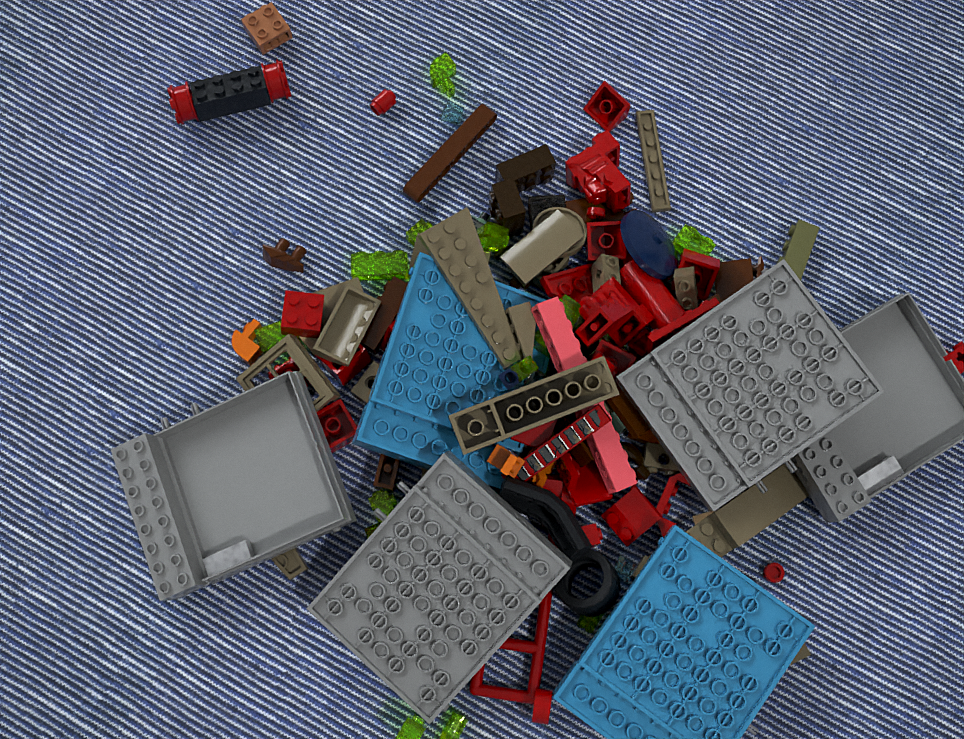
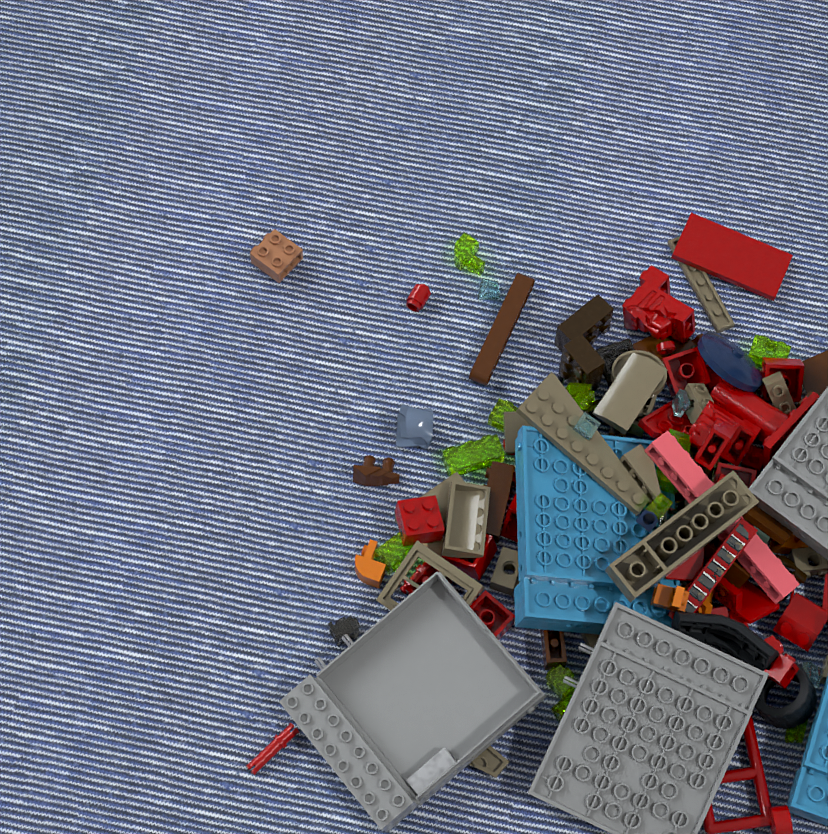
camera: 15 degrees left, 10 degrees down
(94, 491) = (272, 748): none -> red pin
(203, 396) = (344, 626): none -> clear smoke brick
(229, 93) = (265, 328): black brick -> none
(334, 223) = (414, 427): none -> sand blue piece
(480, 269) = (586, 426): none -> clear light blue plate
(588, 270) = (680, 403): none -> clear light blue plate
(590, 563) = (782, 670): none -> red brick
(607, 107) = (640, 243): red slope -> none
(691, 142) = (732, 256): none -> red tile

